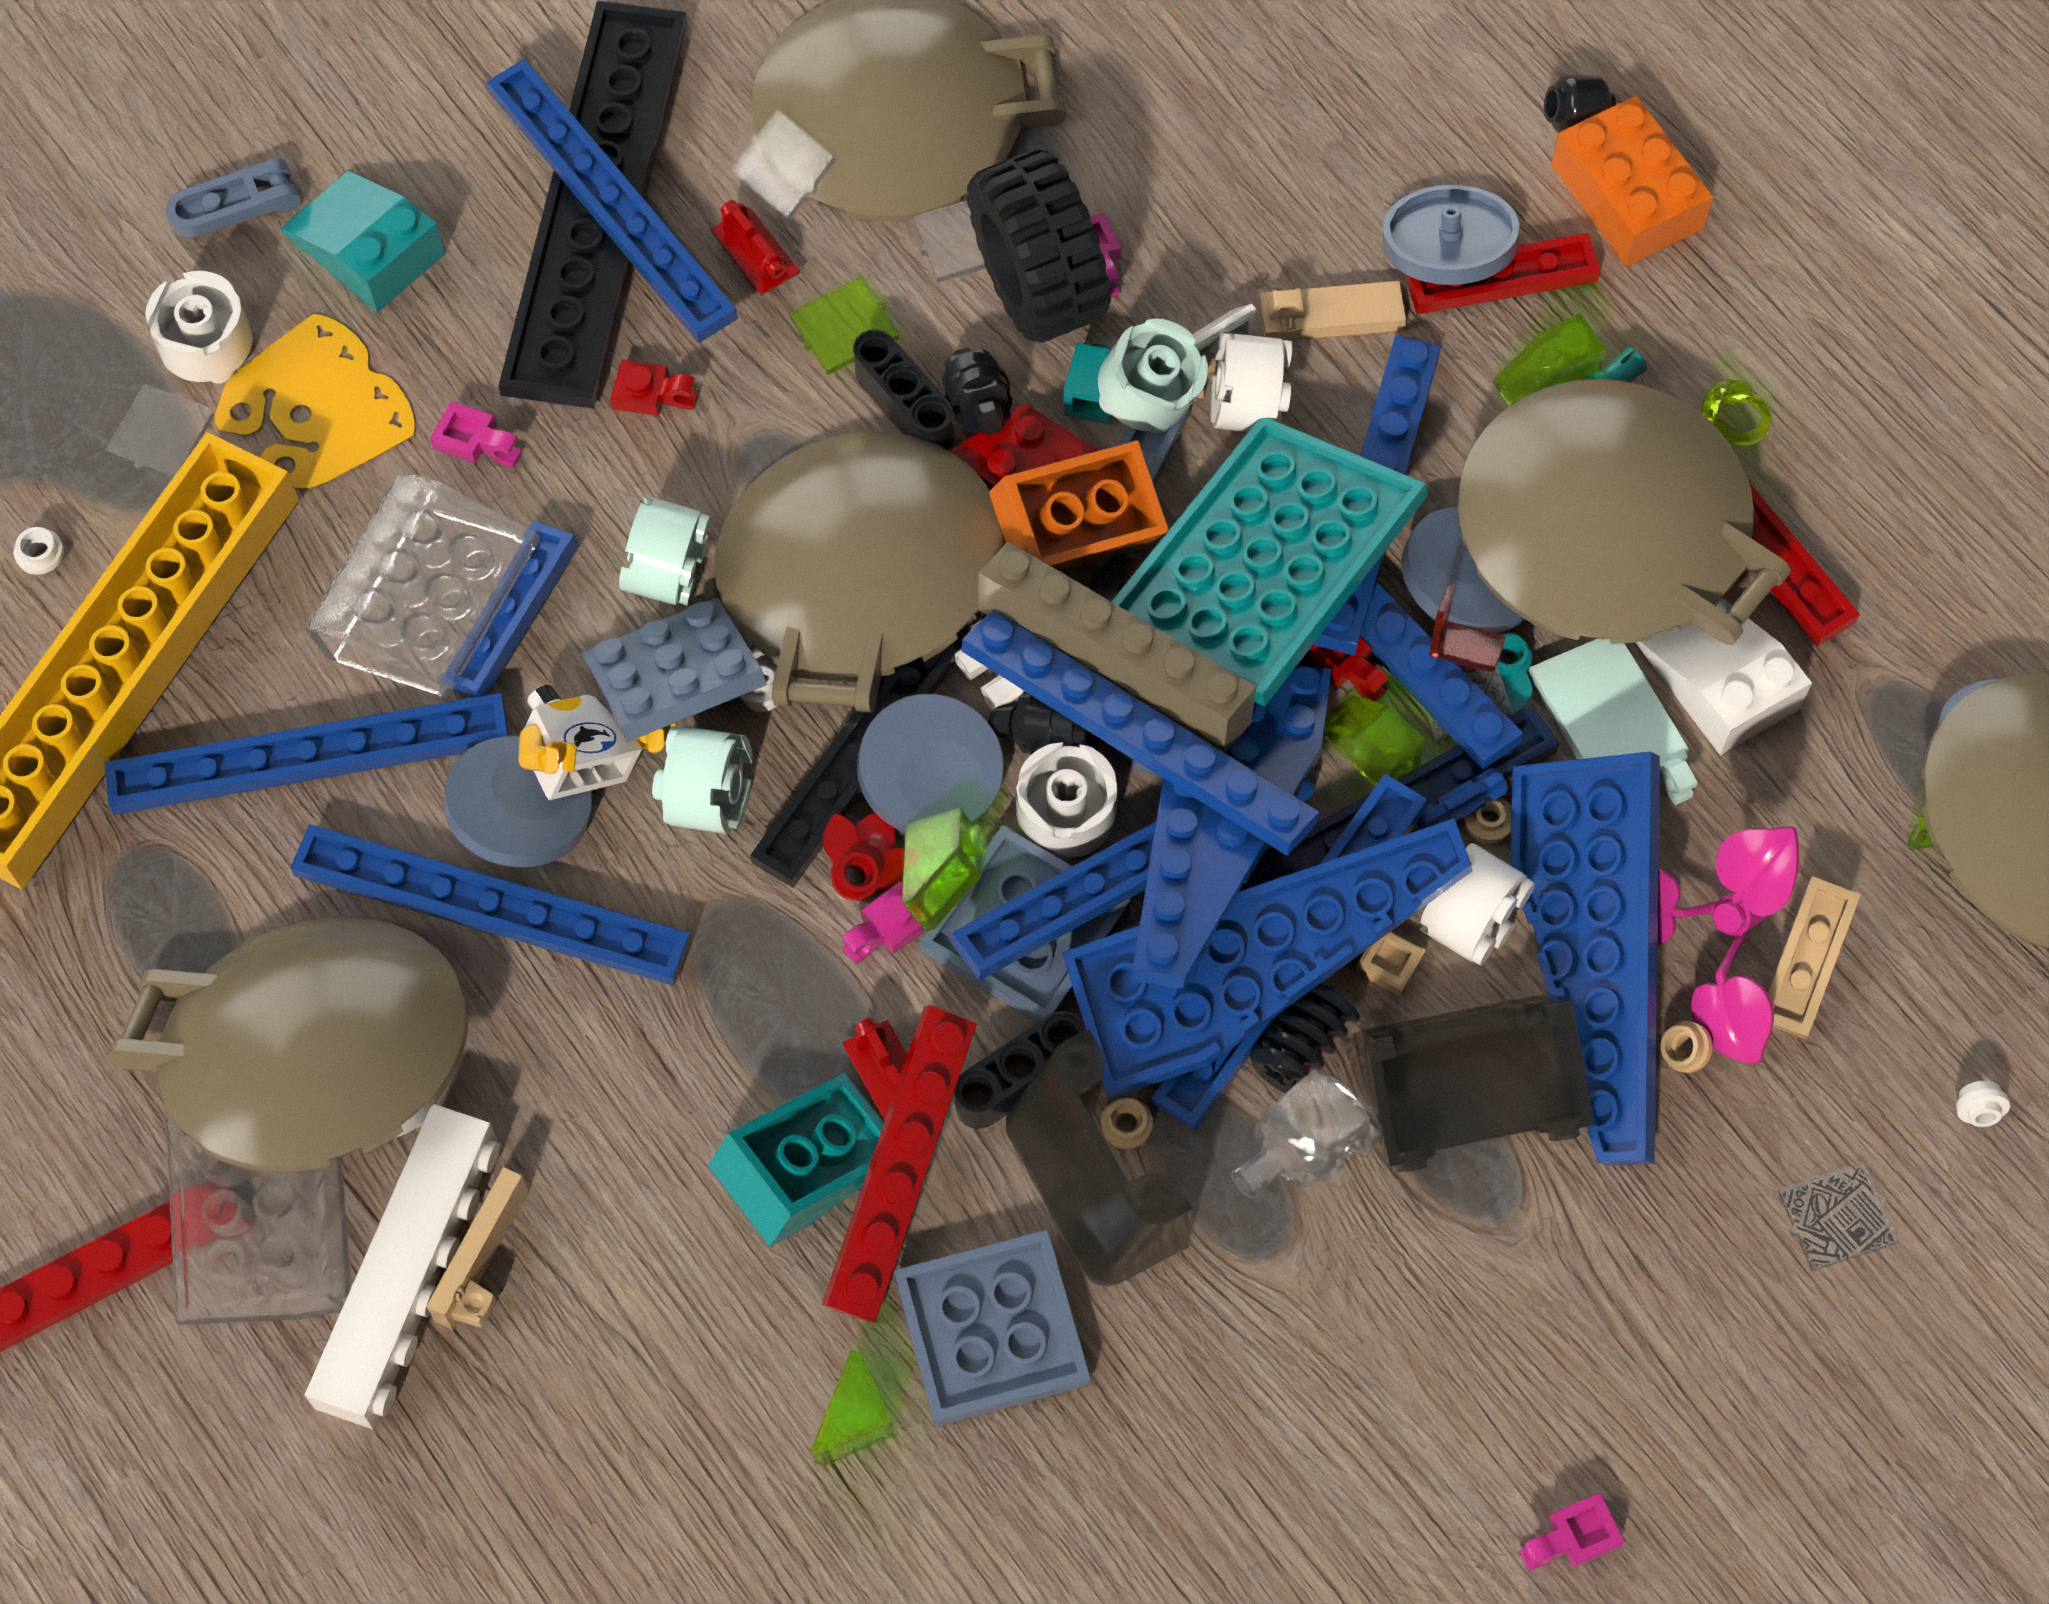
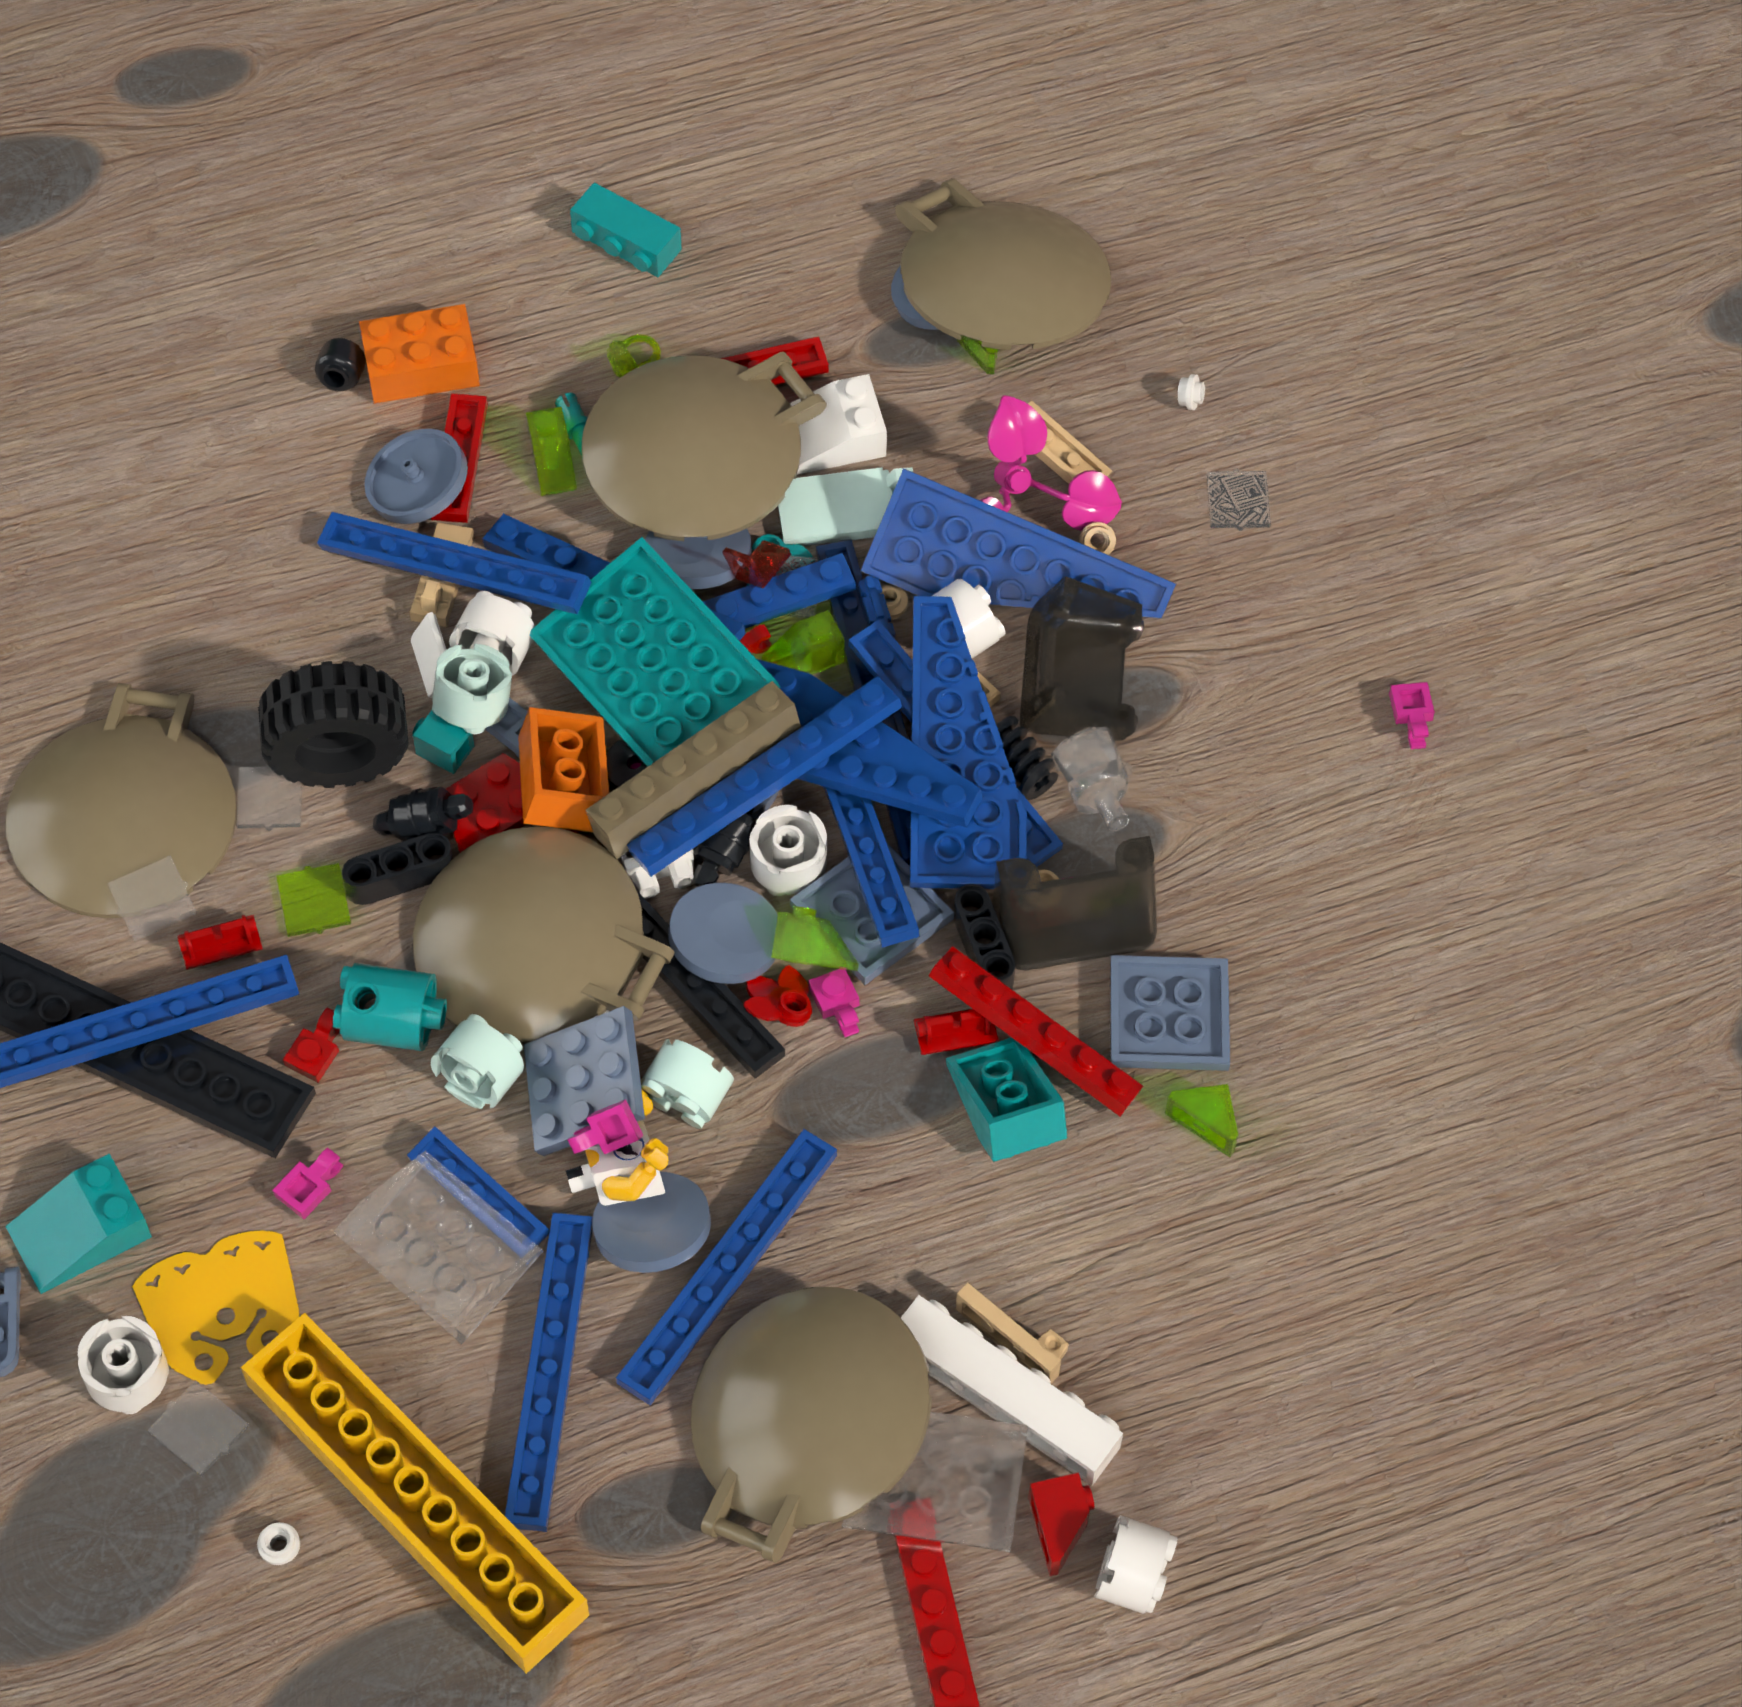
camera: 75 degrees left, 5 degrees down
(192, 1475) = (1134, 1565): none -> white brick
(247, 1376) = (1060, 1516): none -> red slope
(595, 705) = (608, 1127): none -> dark pink plate
(706, 434) = (403, 1007): none -> teal cylinder
(1329, 310) = (455, 562): none -> blue plate
(1924, 344) = (625, 230): none -> teal brick

